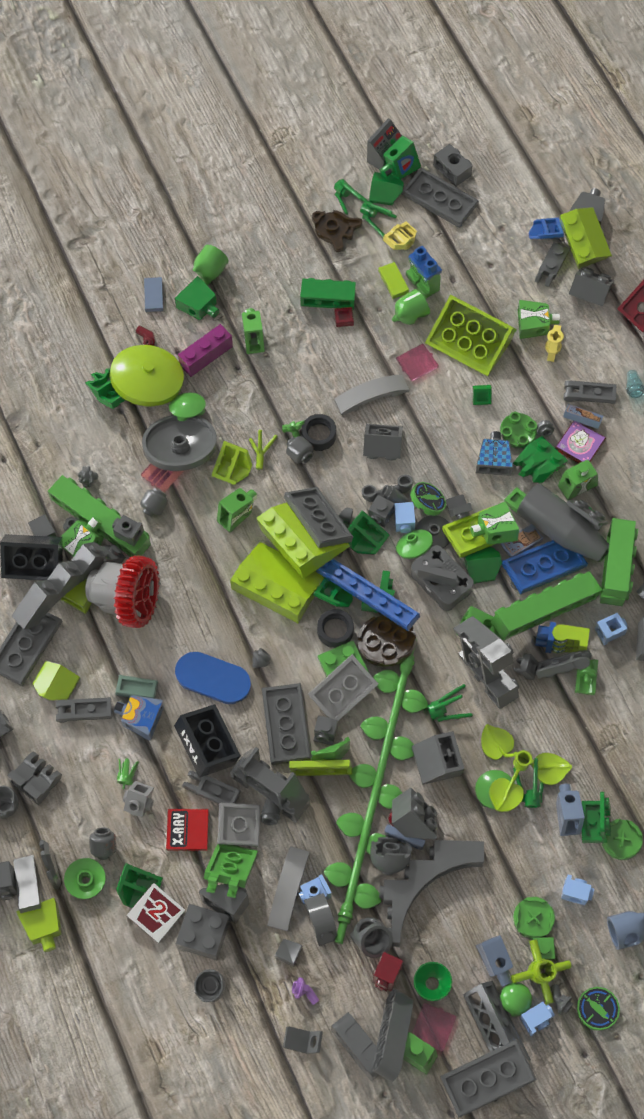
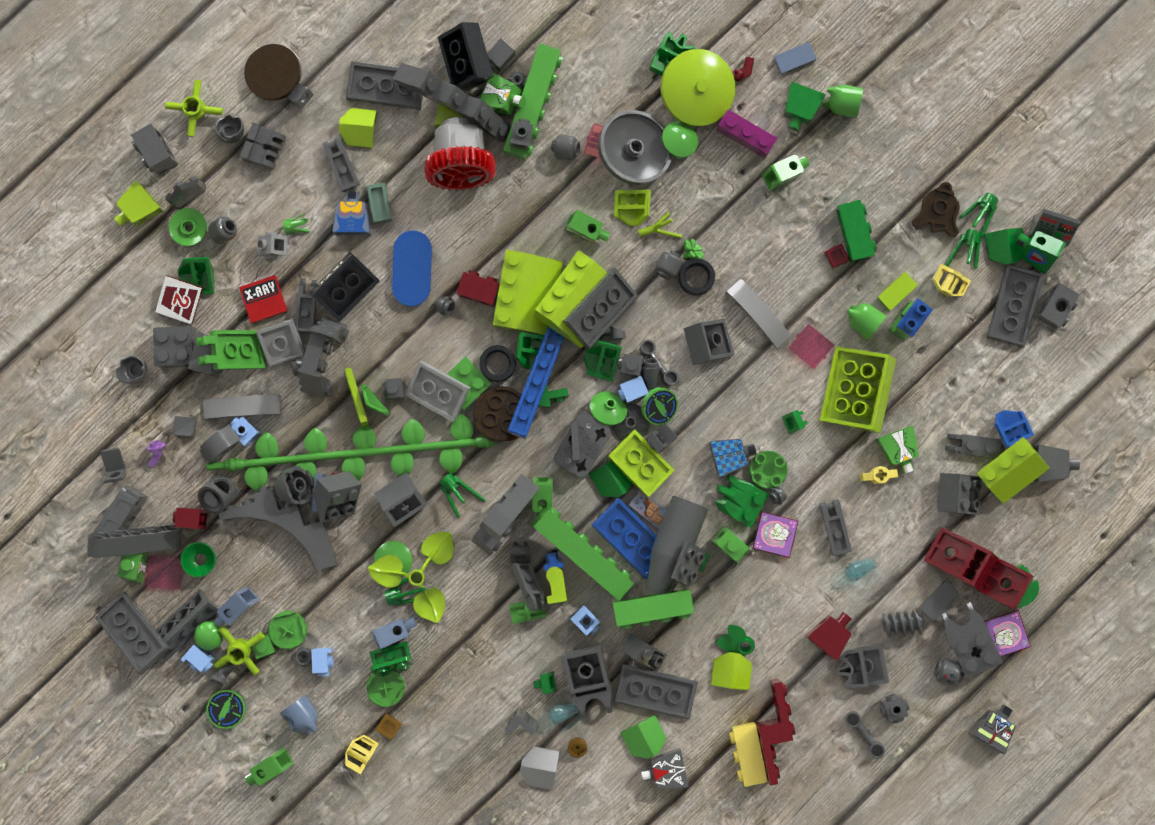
camera: 70 degrees right, 20 degrees up
(27, 884) = (164, 179): tile -> none
(87, 476) = (571, 73): dark grey plant -> none
(257, 621) = (478, 288): none -> dark red brick
(285, 724) = (391, 350): dark grey tile -> none
(496, 525) = (648, 480): bright green torso -> none
(514, 499) = (690, 491): bright green plate -> none
(566, 915) = (299, 656): none -> dark grey plate
(583, 416) = (805, 528): sand blue tile -> none

